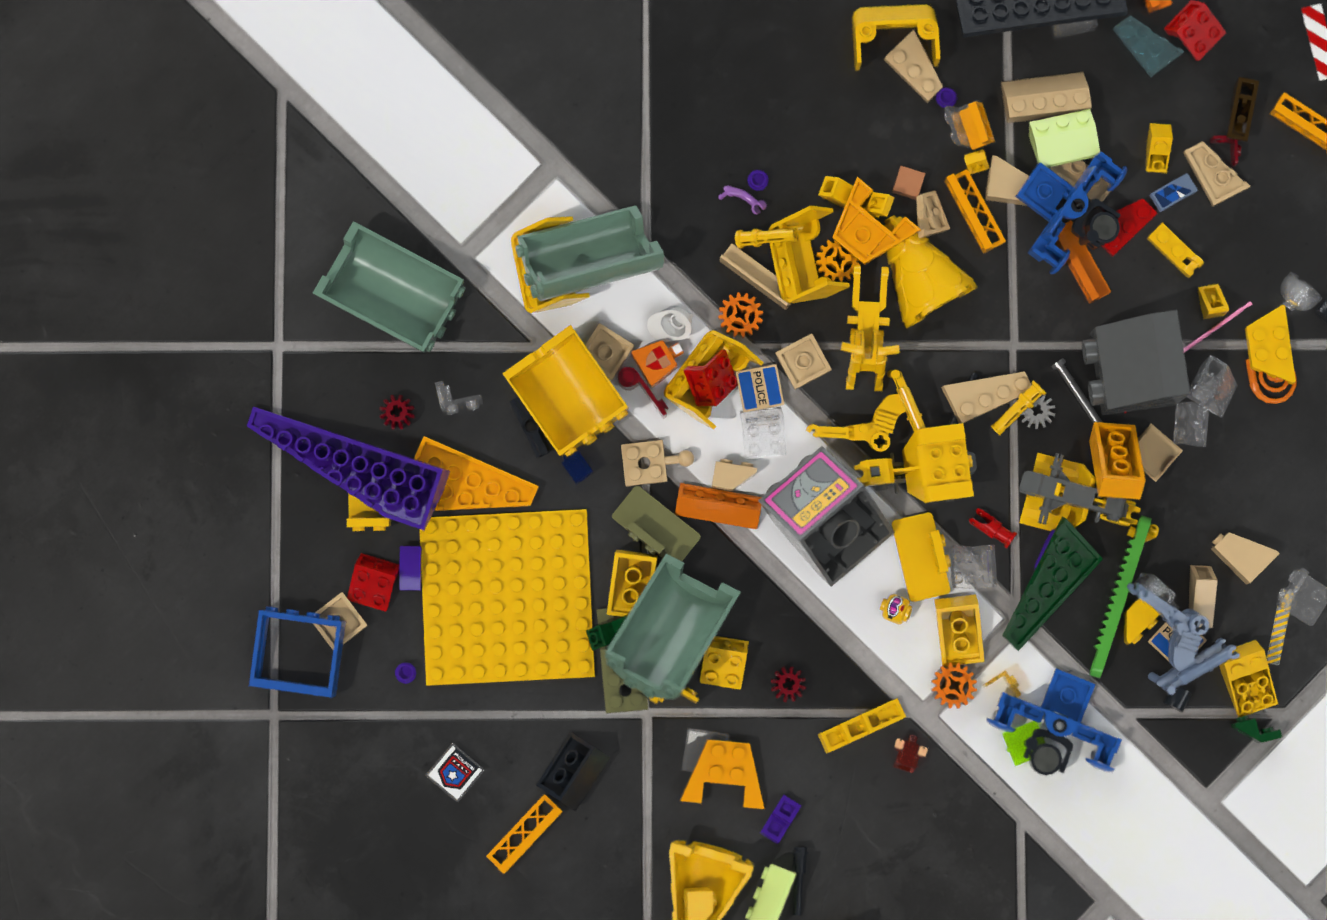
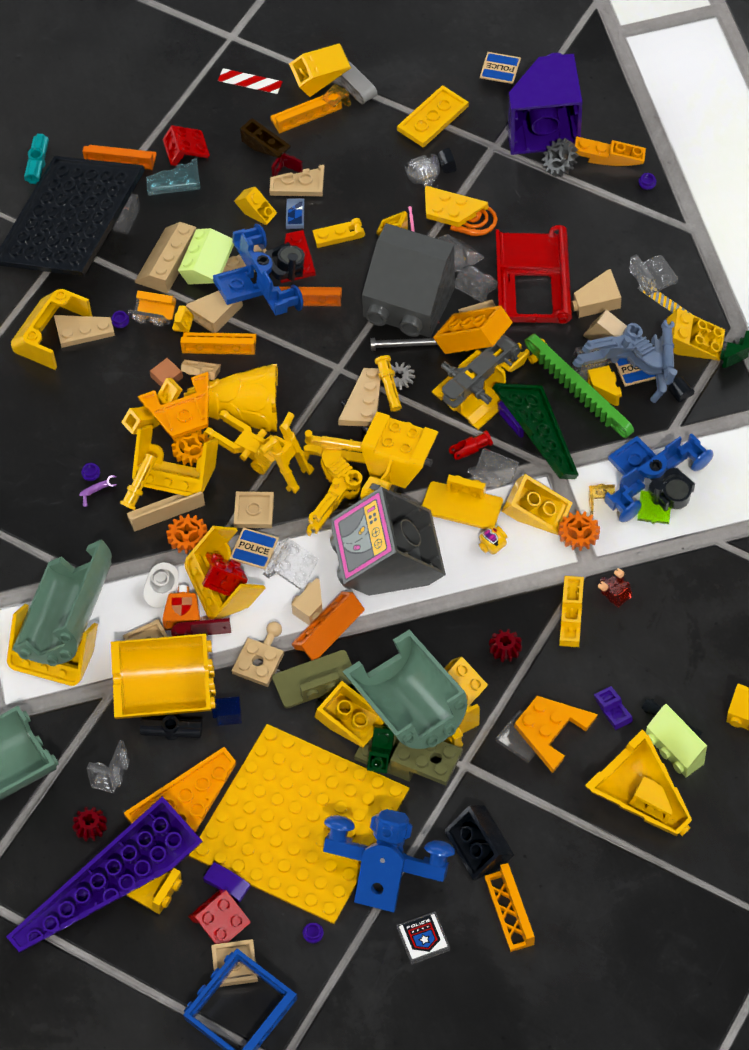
camera: 55 degrees left, 25 degrees down
(504, 700) = (385, 860): none -> blue piece
(1259, 463) = (534, 256): none -> red piece

